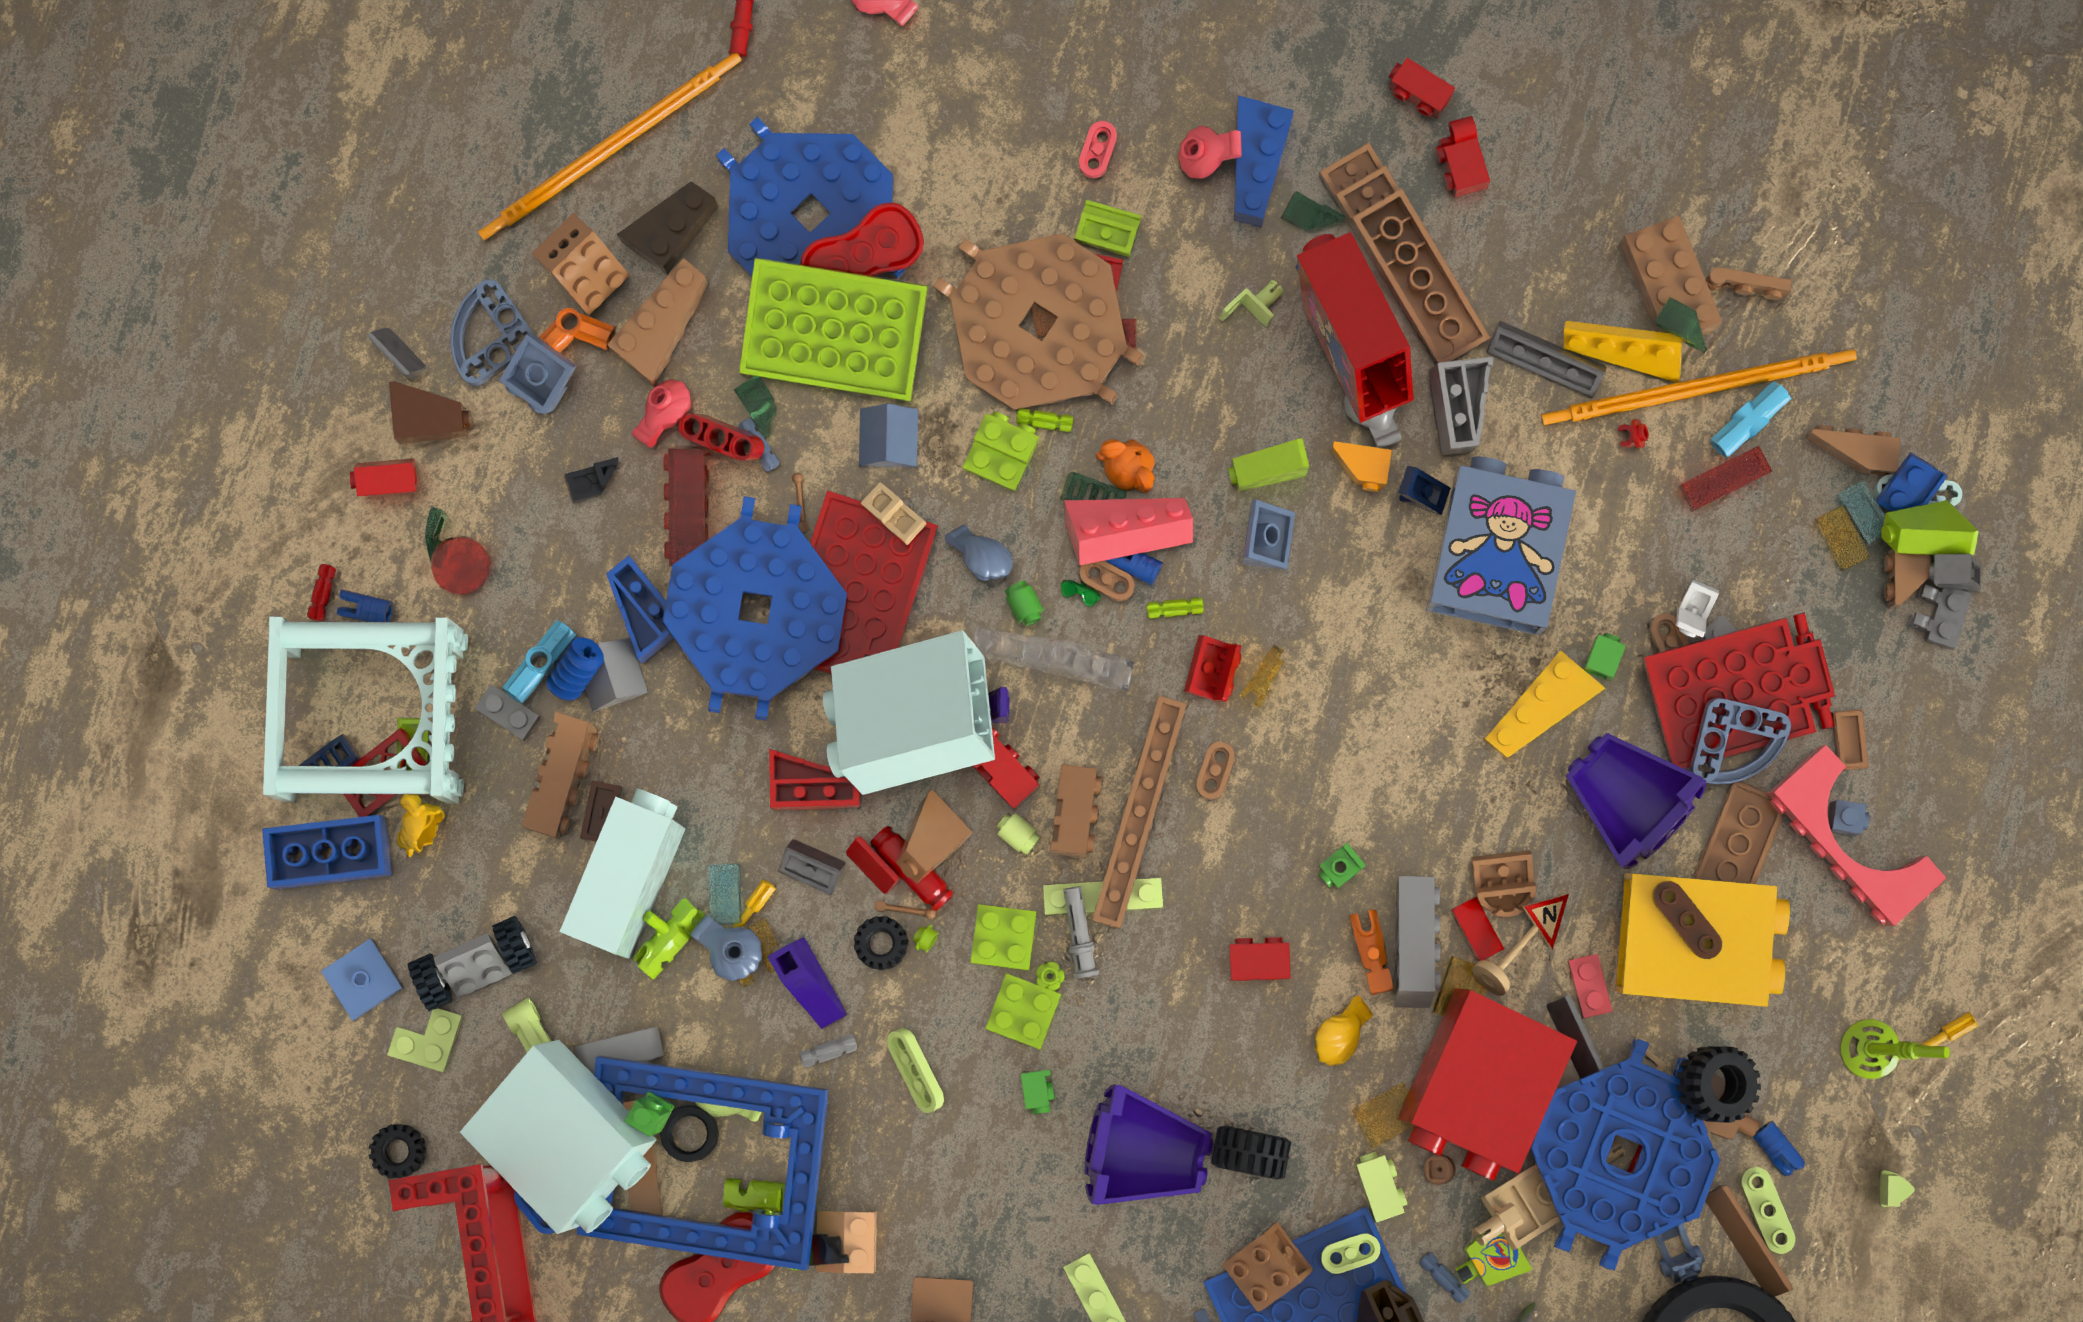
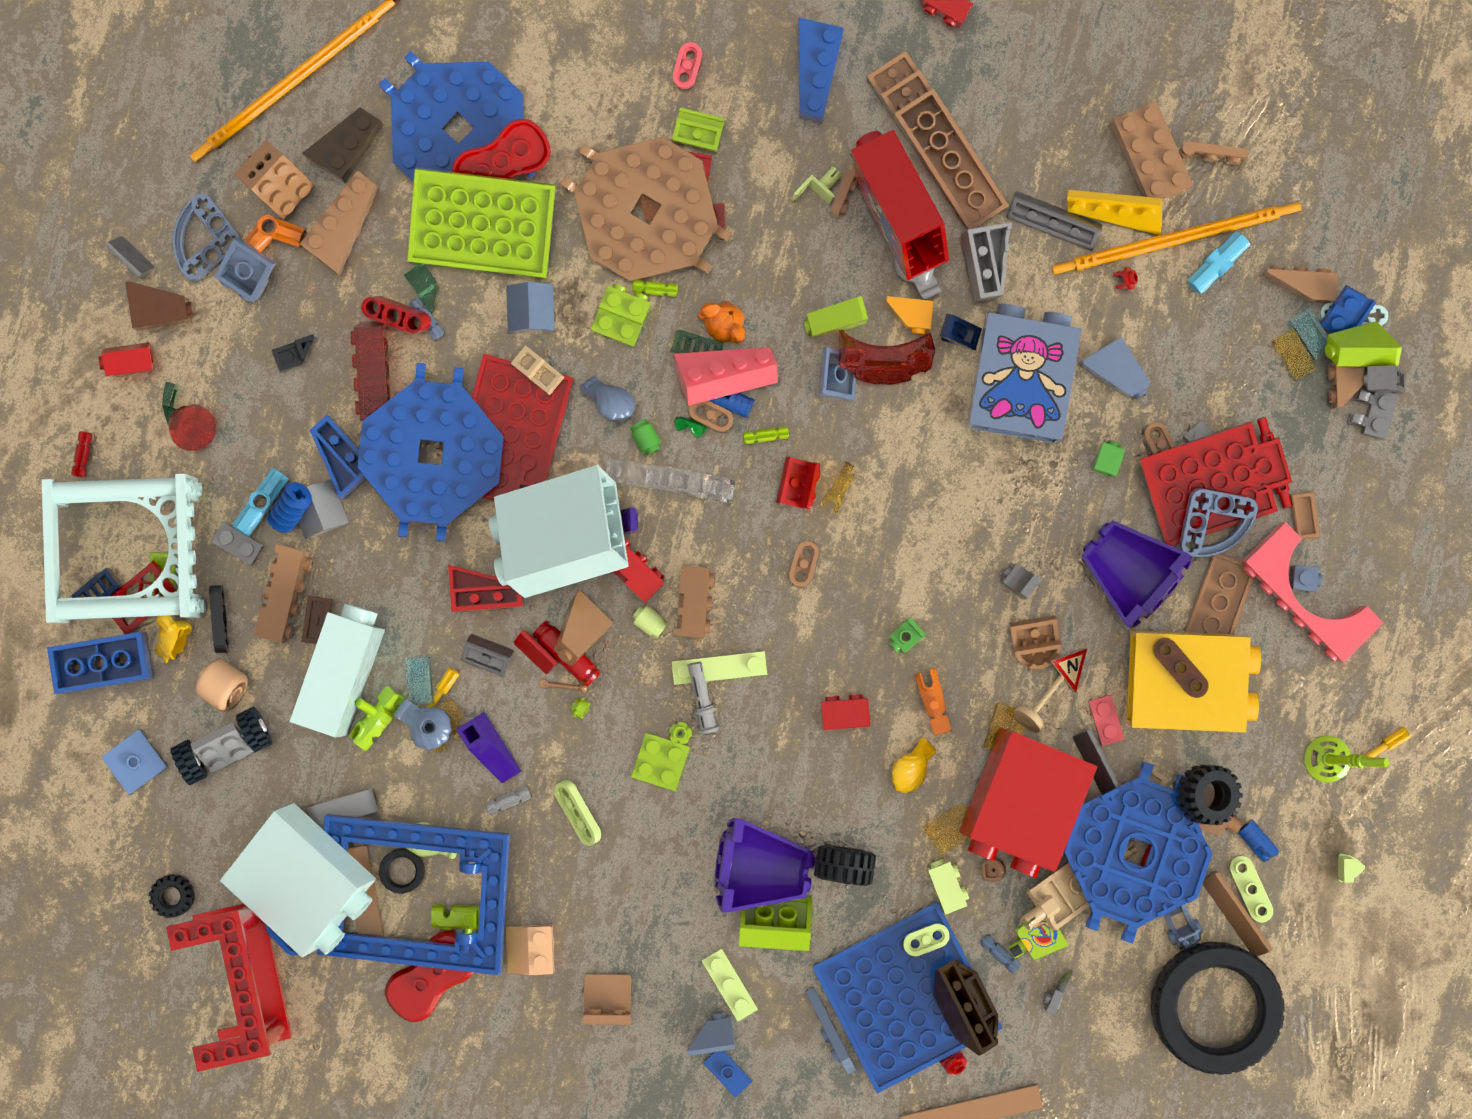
camera: 10 degrees left, 5 degrees up
(368, 608) = (121, 465): blue hinge -> none
(434, 1047) = (192, 814): yellowish green plate -> none
(477, 887) = (221, 685): none -> light nougat head
(478, 805) = (218, 619): none -> black beam
(525, 1022) = (266, 789): yellowish green piece -> none
(649, 1114) = (369, 859): bright green brick -> none
(663, 410) = (348, 294): coral animal -> none
(797, 478) = (459, 344): medium nougat hinge -> none
(826, 1251) = (515, 958): black slope -> none
(863, 938) = (559, 713): black tyre -> none
(1003, 937) = (642, 704): lime plate -> none
(1037, 1091) = (674, 824): bright green brick -> none
(1139, 812) = (745, 600): medium nougat plate -> none
(1161, 1226) = (777, 925): none -> lime slope
(1205, 150) = (774, 63): coral animal -> none
(1268, 1267) = (862, 953): medium nougat bracket -> none
(1280, 324) = (848, 185): none -> medium nougat plate
(1308, 214) = (860, 111): clear green slope -> none
(1329, 525) = (885, 363): none -> clear red windscreen
(1416, 941) = (968, 692): light grey wedge -> none
(1462, 158) = (981, 60): red hinge -> none
(1477, 929) = (1015, 680): red slope -> none
(1487, 804) = (1020, 581): none -> flat silver arch
(1550, 698) = (1064, 496): yellow wing -> none
(1619, 545) = (1118, 369): none -> sand blue slope
(1683, 323) = (1161, 188): clear green slope -> none
(1695, 608) = (1179, 417): white bracket -> none
(1725, 478) = (1200, 311): clear red plate -> none

